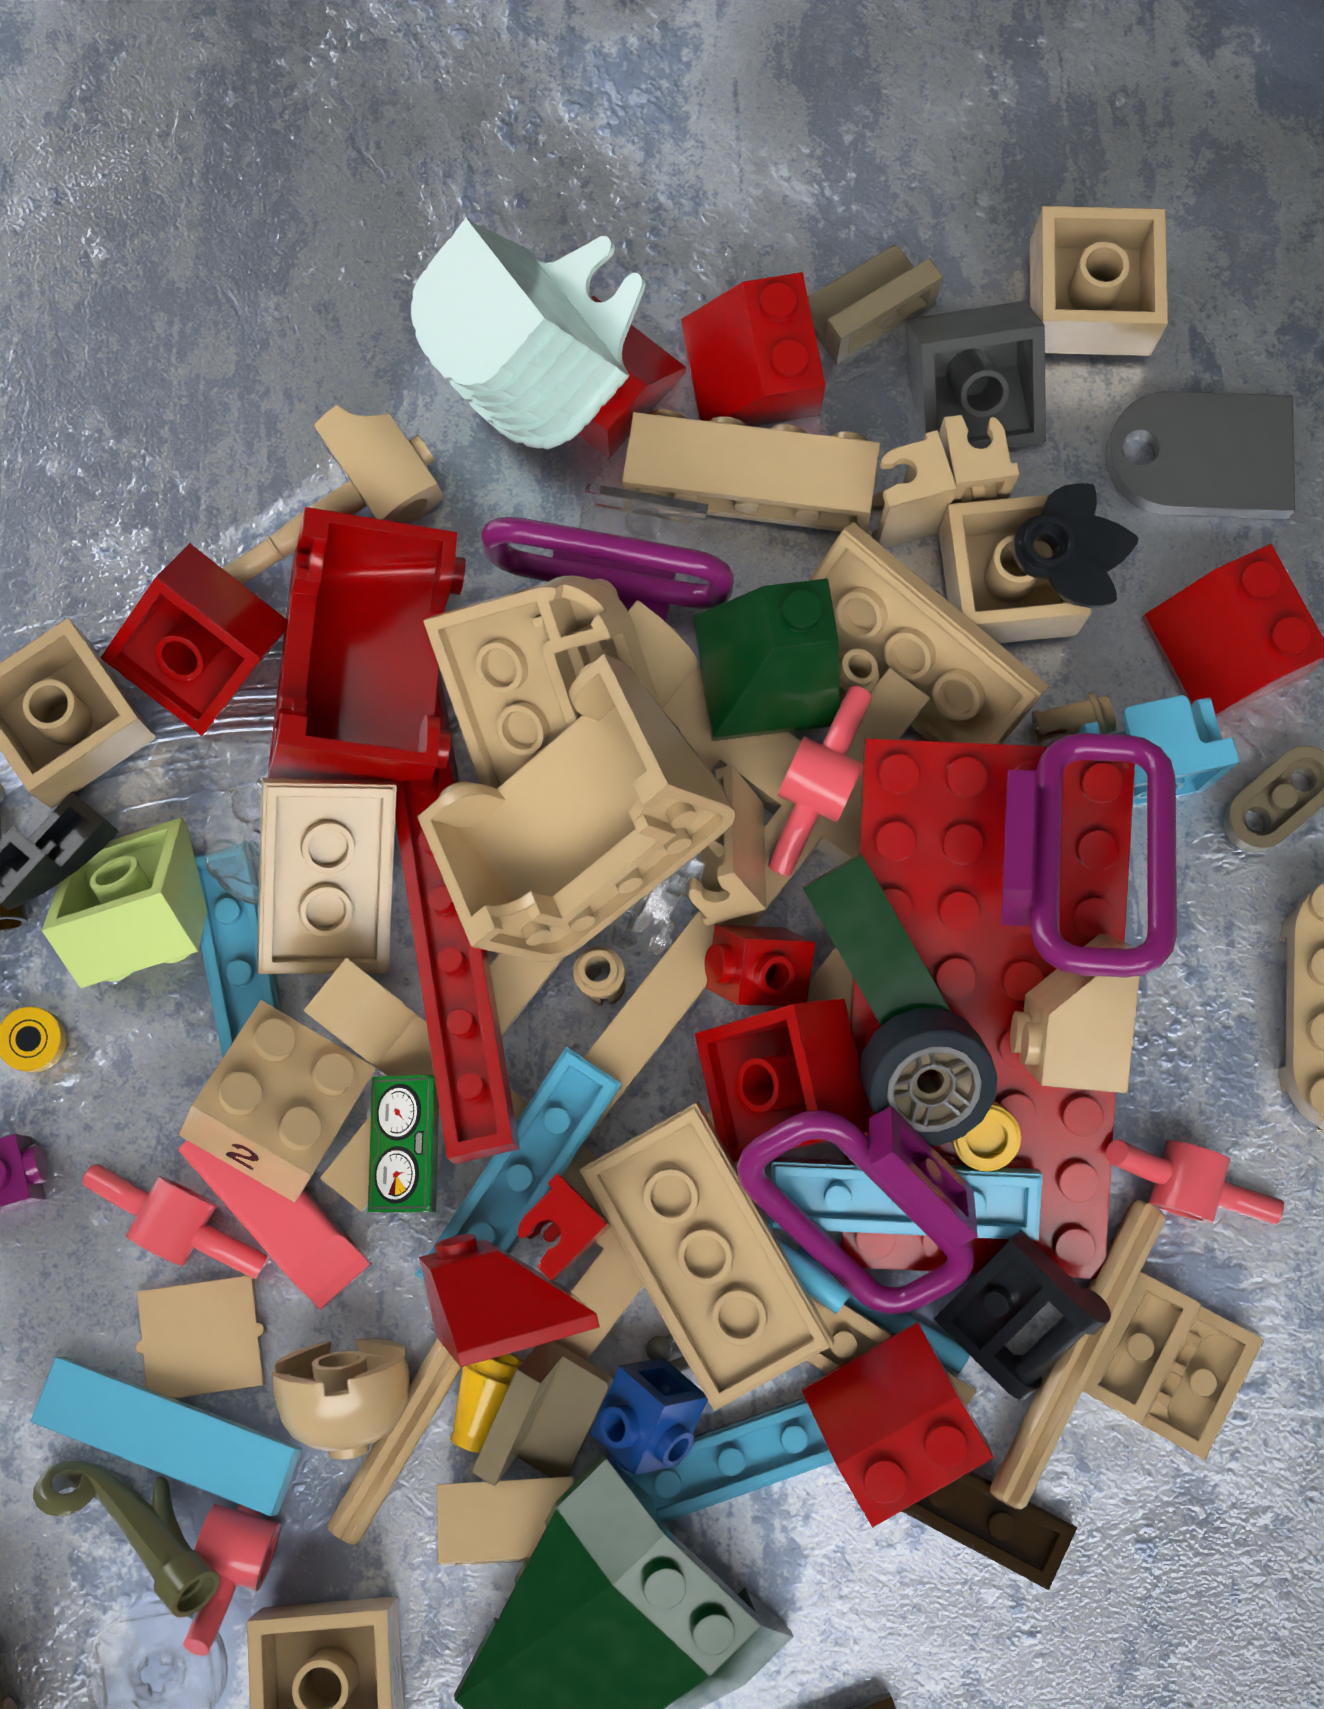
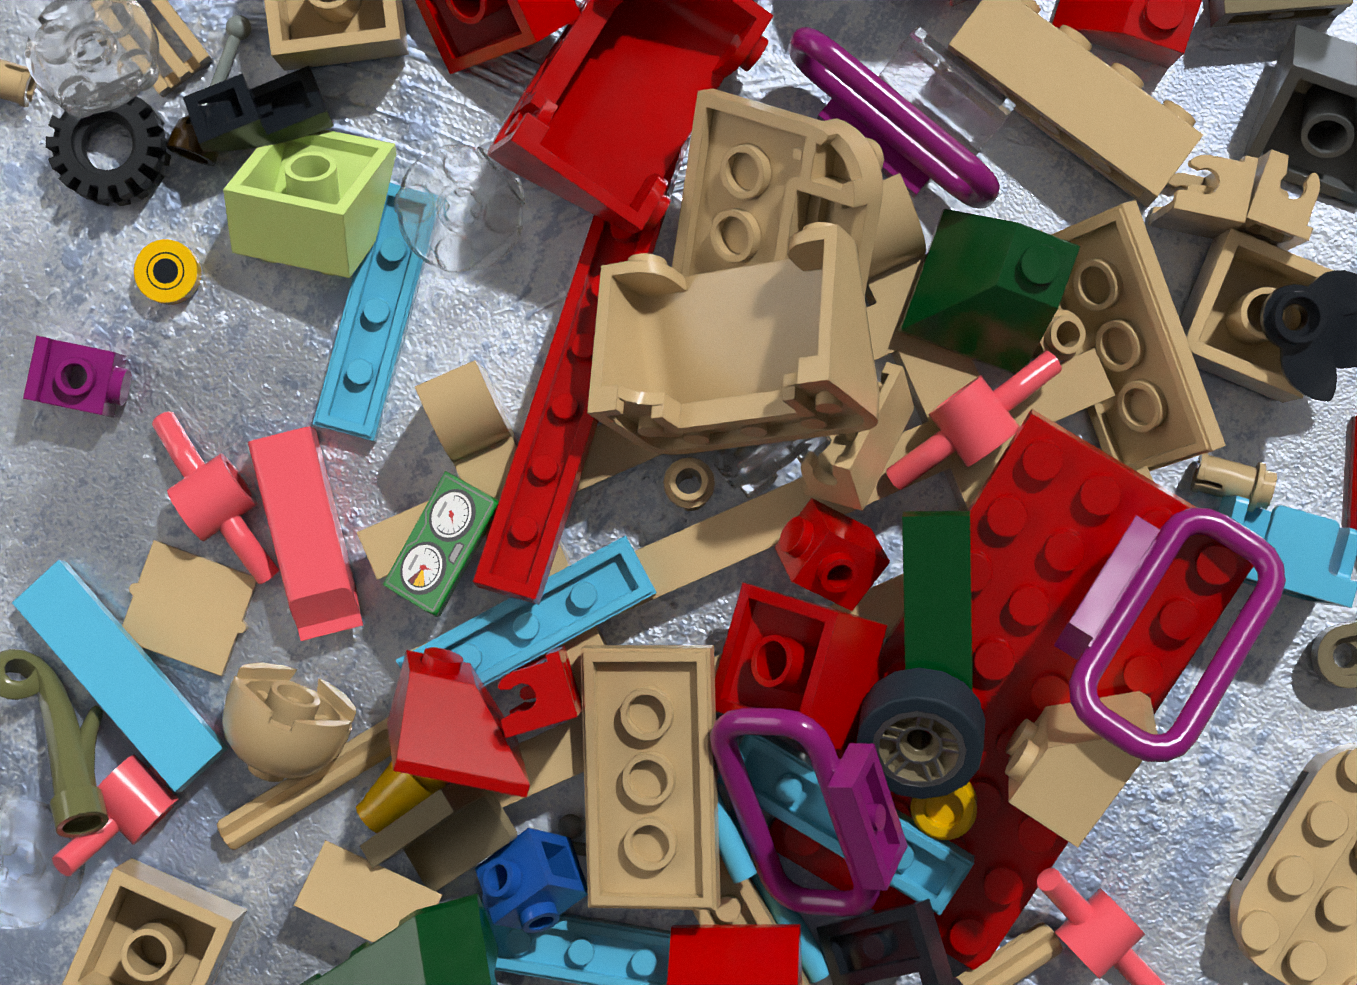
camera: 25 degrees right, 10 degrees up
(276, 1101) = (354, 449): tan brick -> none
(325, 875) = (495, 268): tan tile -> none

